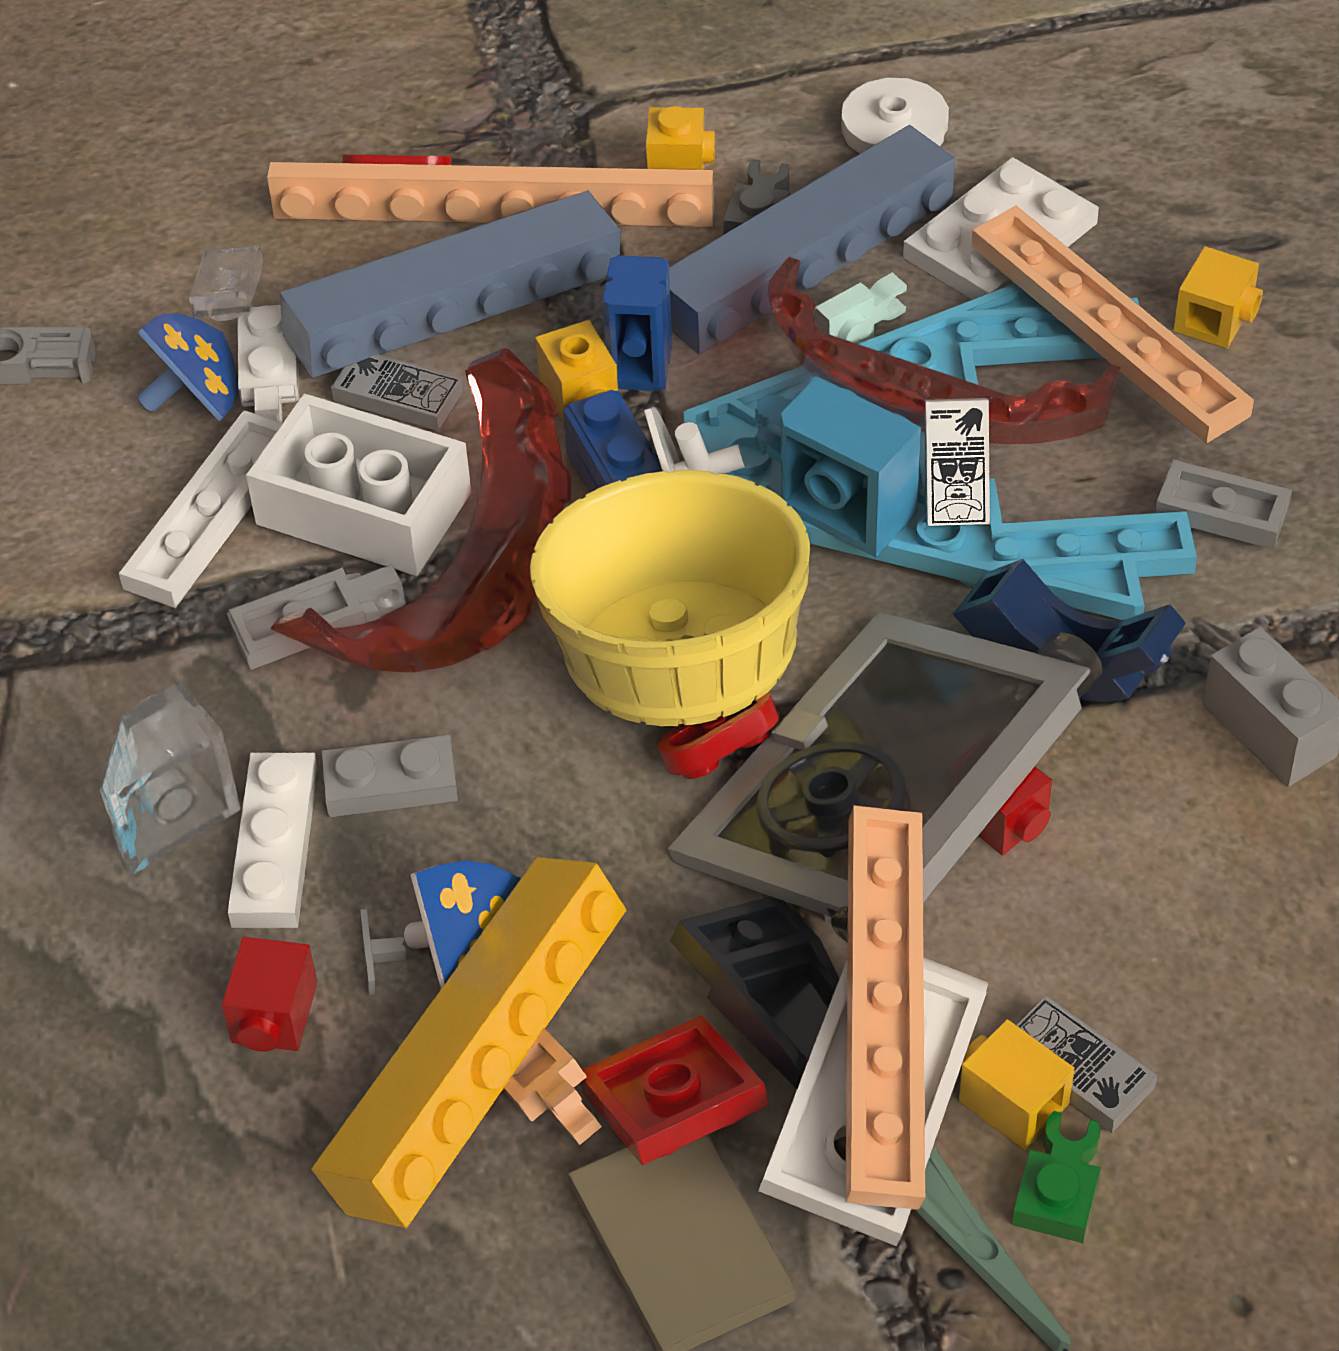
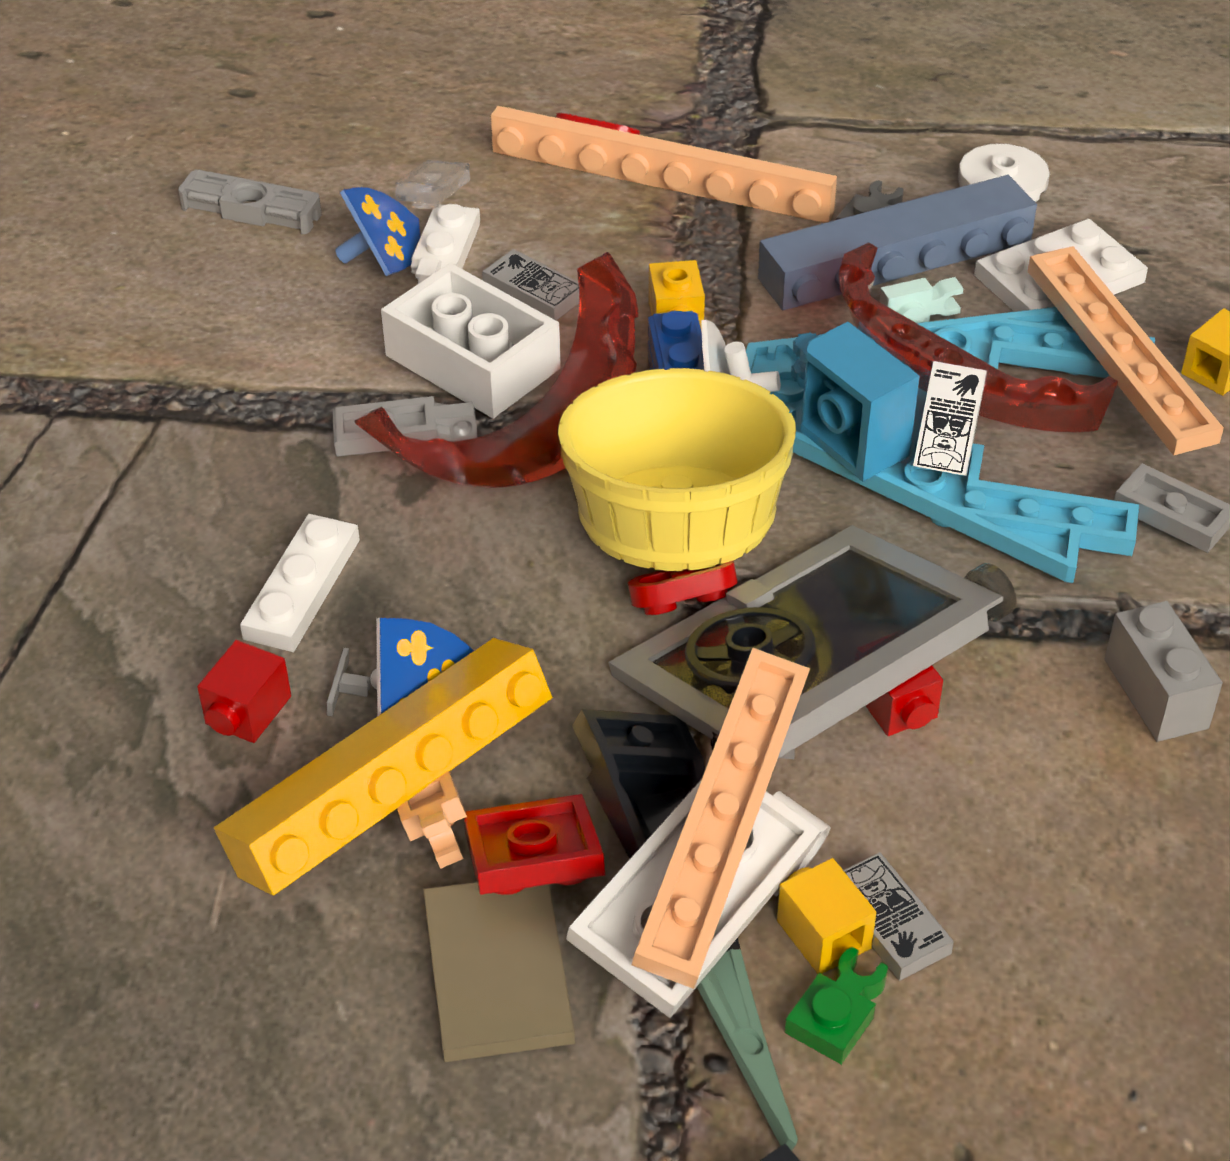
camera: 15 degrees right, 5 degrees down
(166, 777) = (225, 512): clear slope -> none
(199, 516) = (336, 344): white plate -> none
(389, 776) = (410, 557): light grey plate -> none
(448, 283) = (602, 215): sand blue brick -> none
(638, 321) = (734, 269): blue brick -> none
(678, 139) = (820, 150): yellow brick -> none
(1022, 613) = (966, 540): dark blue arch -> none

